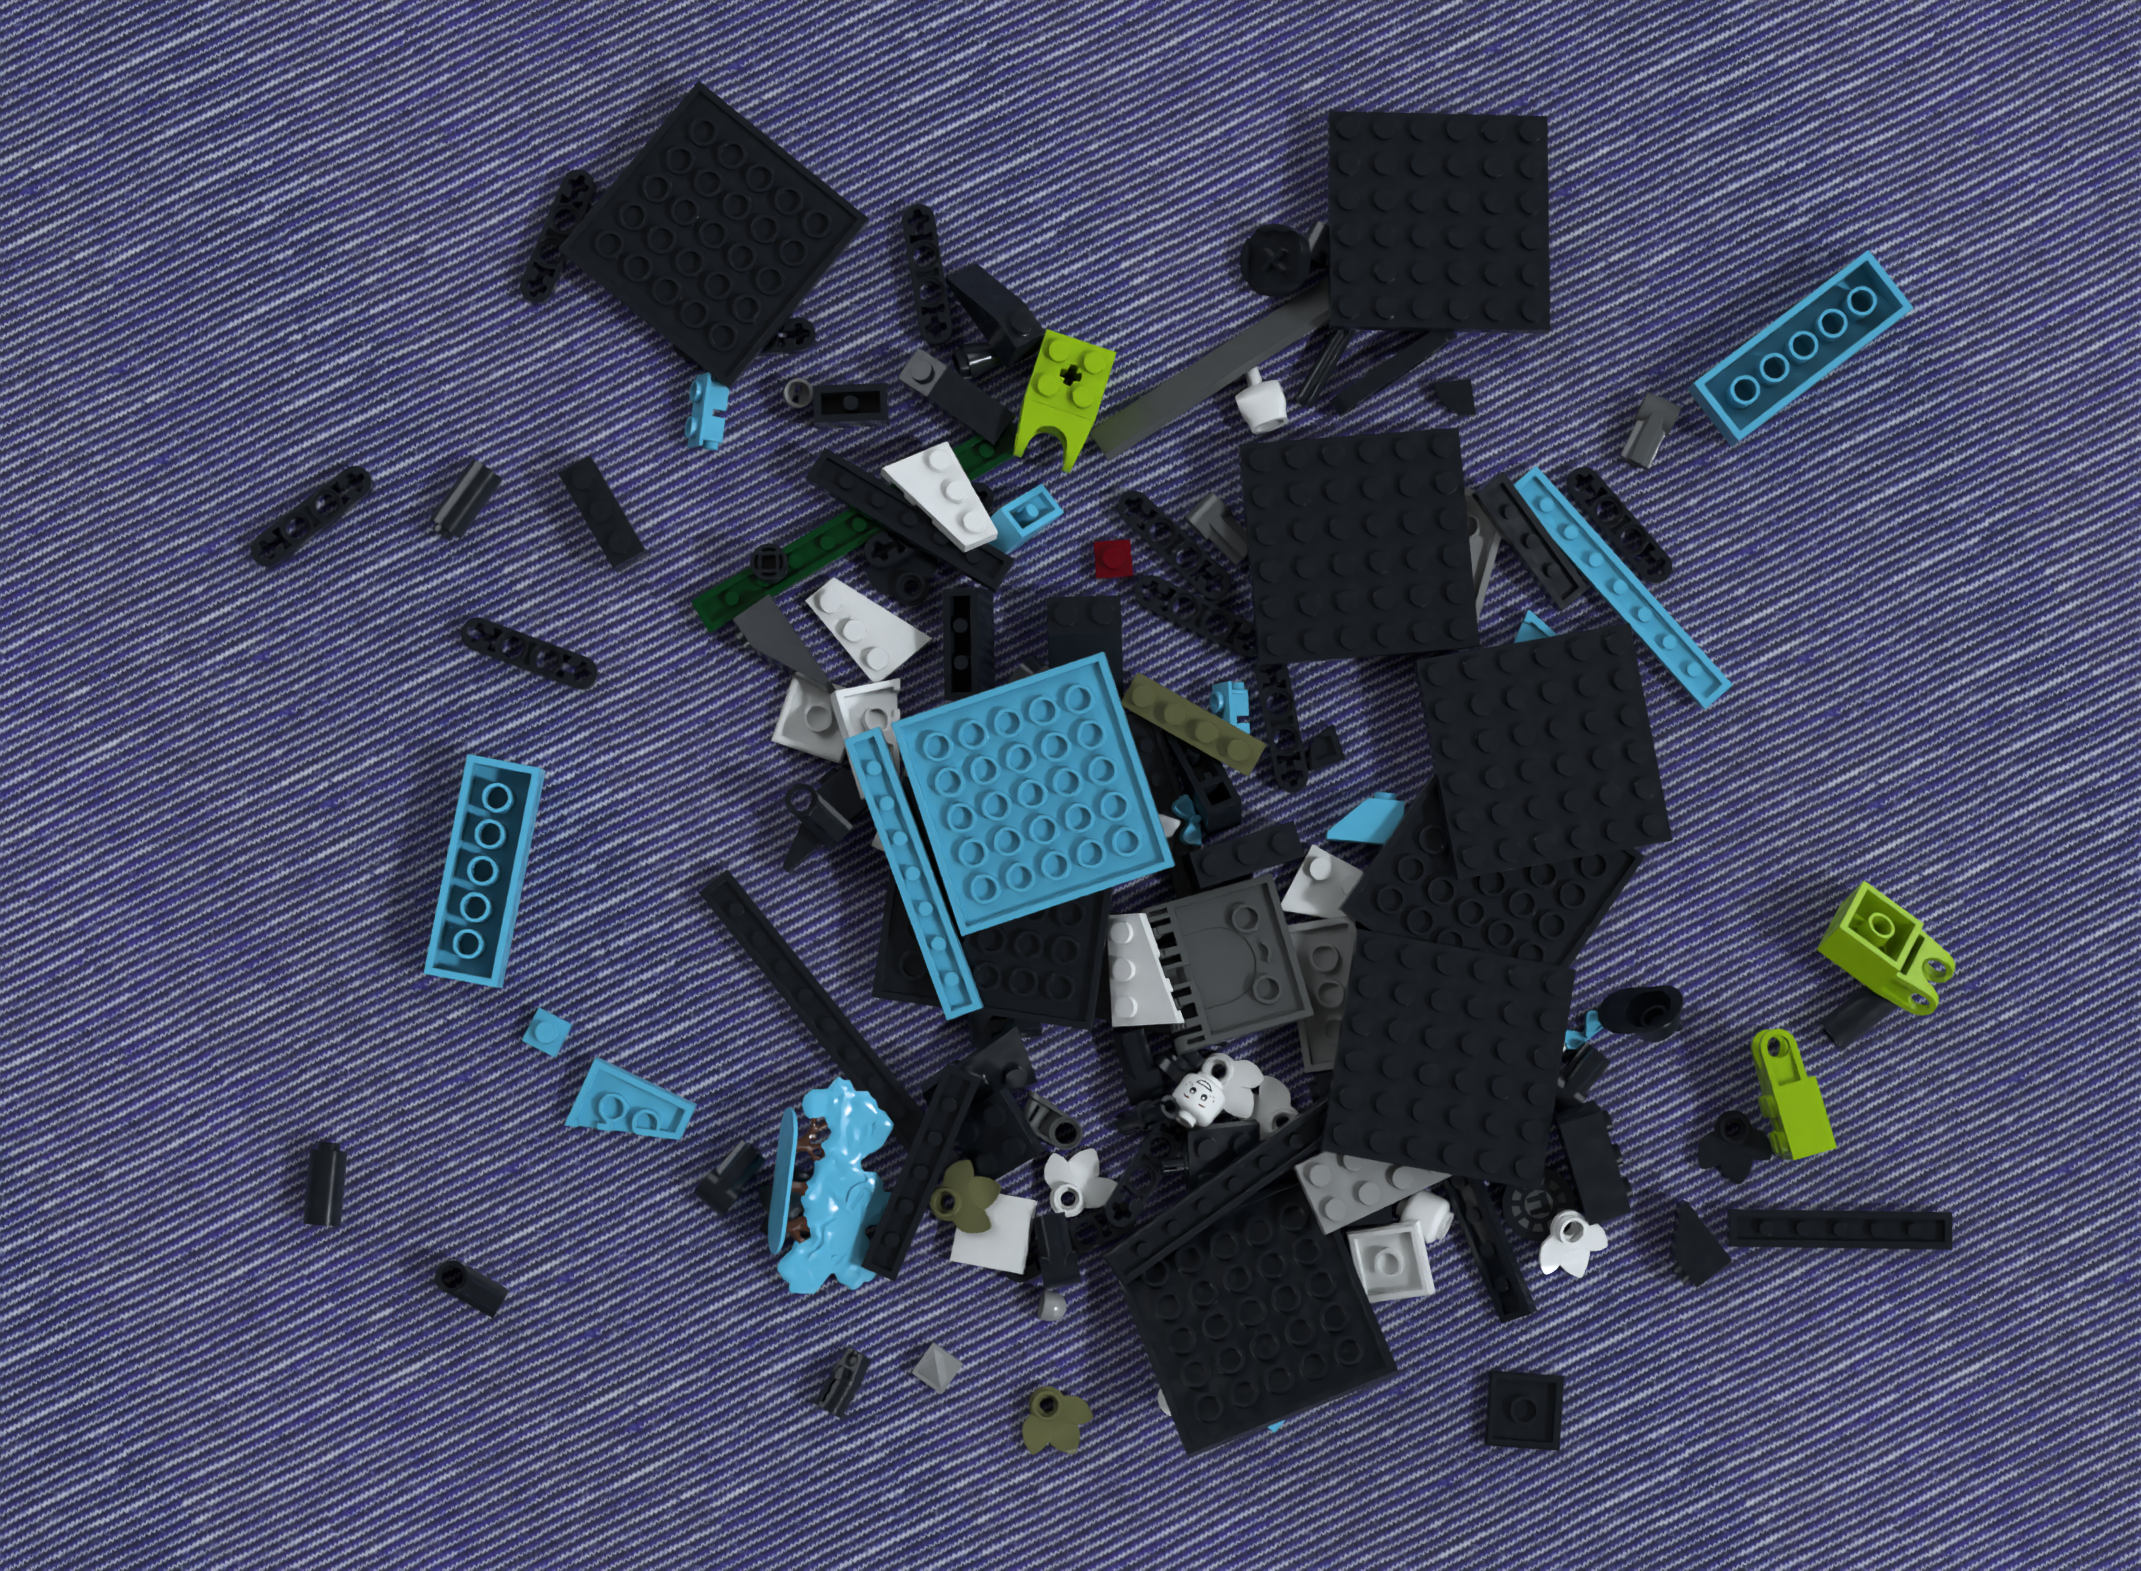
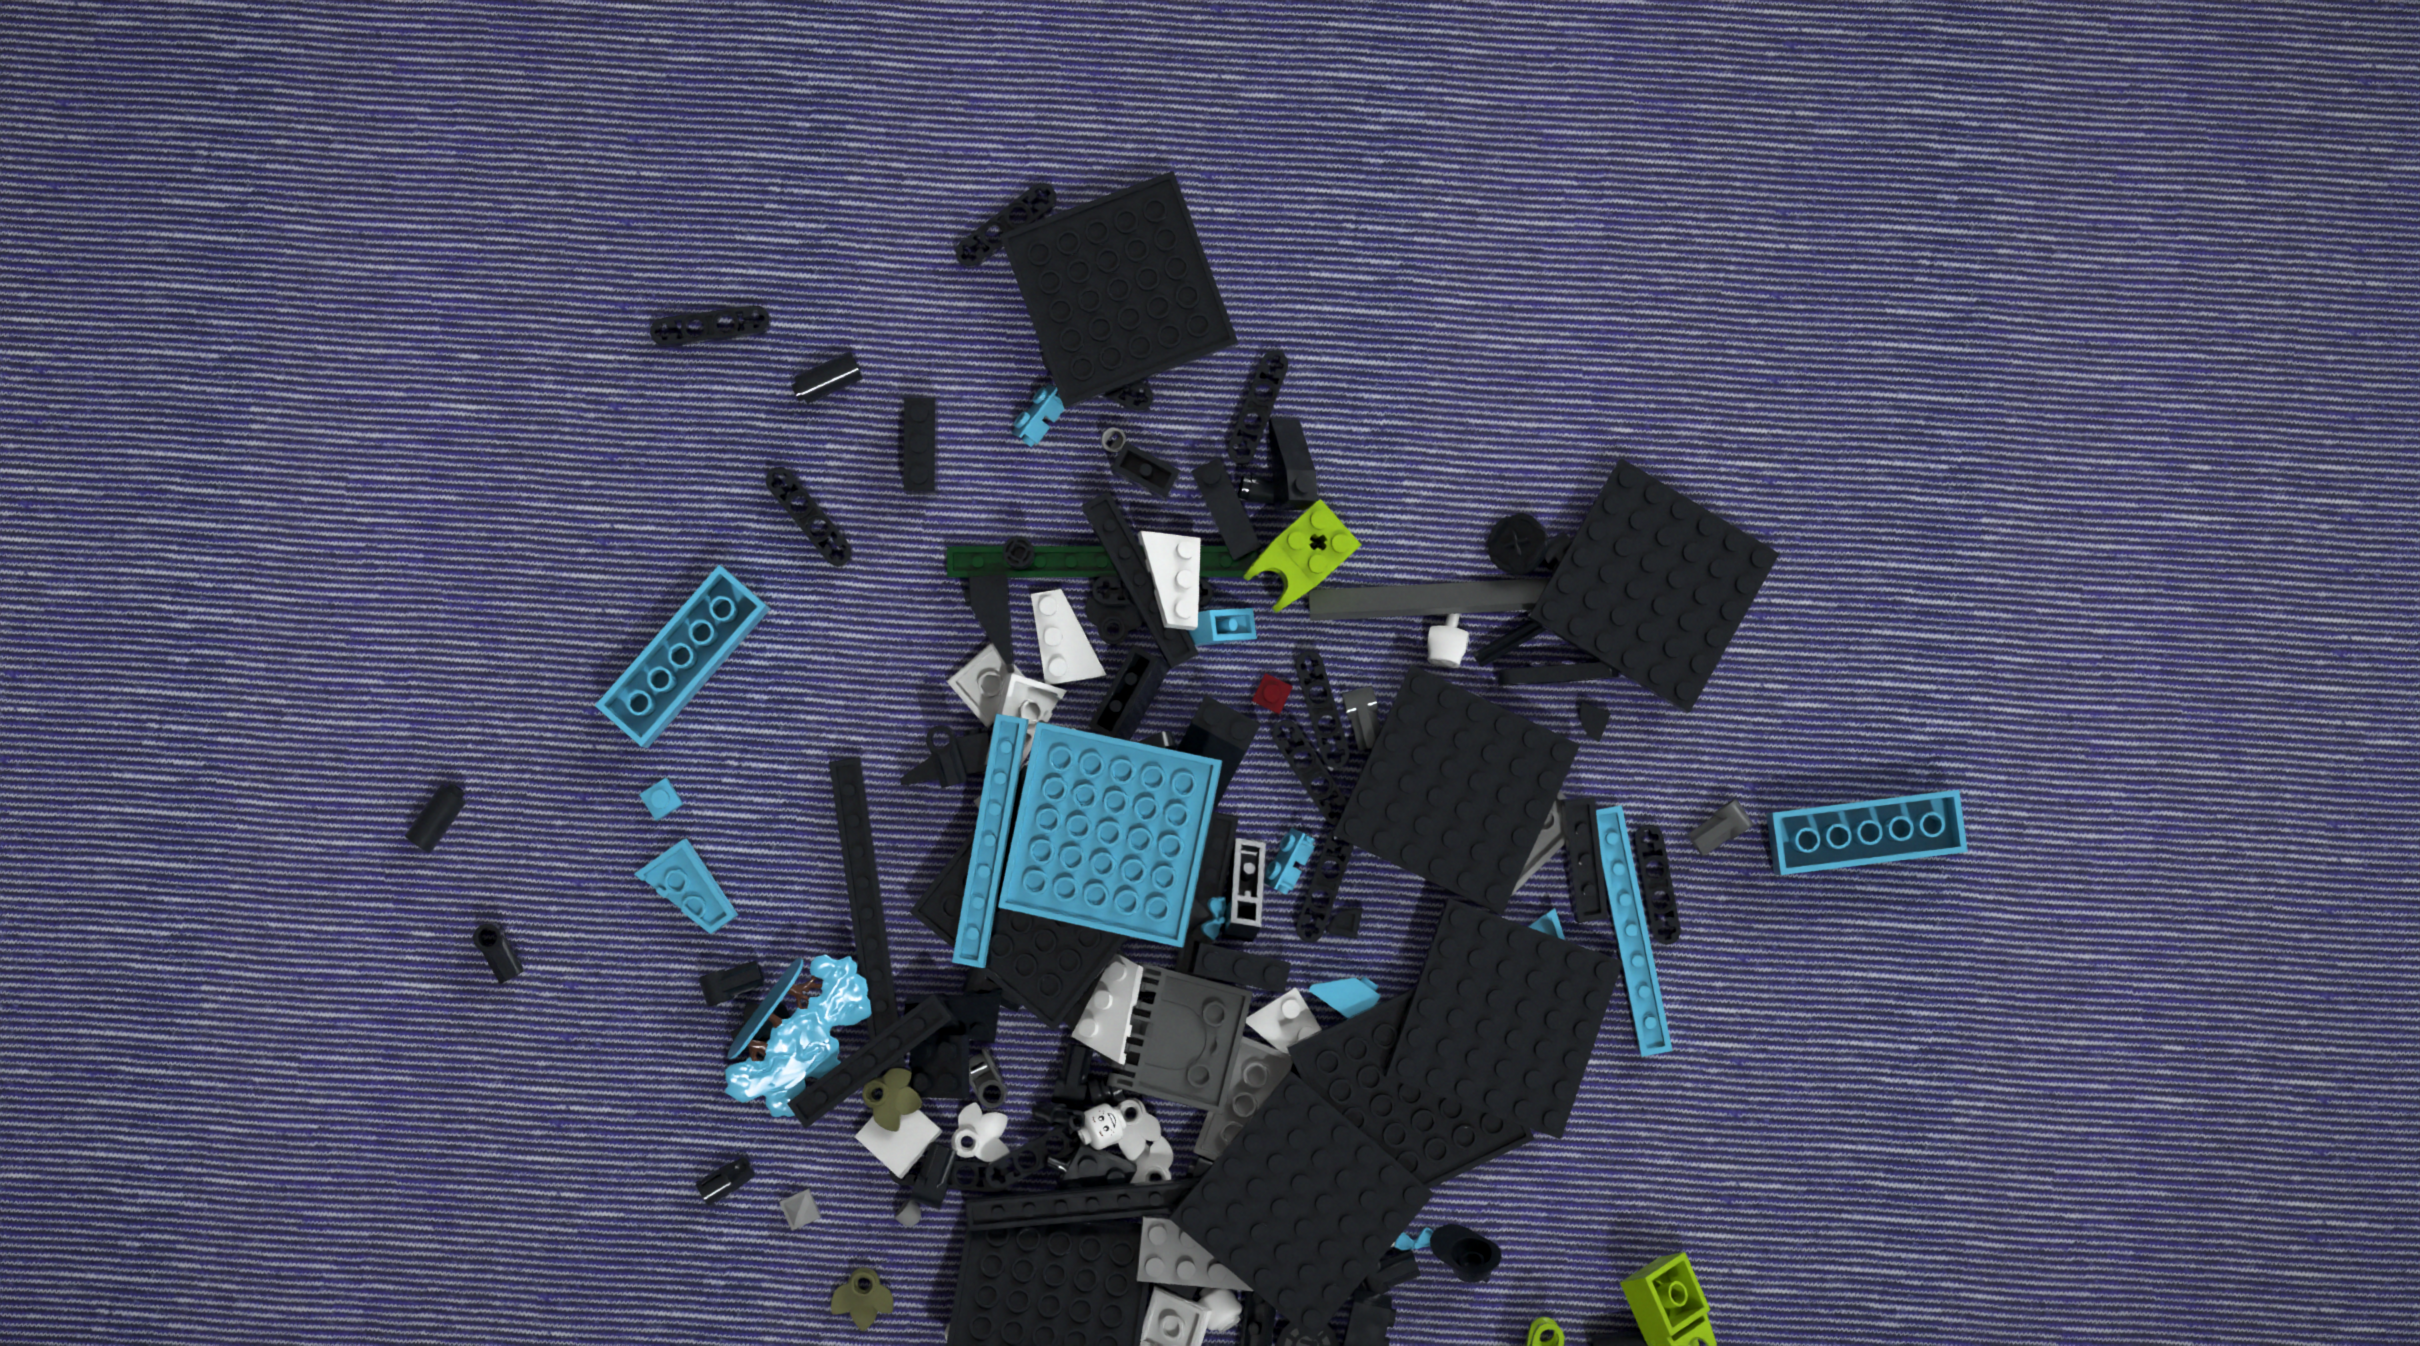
camera: 35 degrees right, 0 degrees up
(1193, 724) = (1259, 849): olive plate -> none

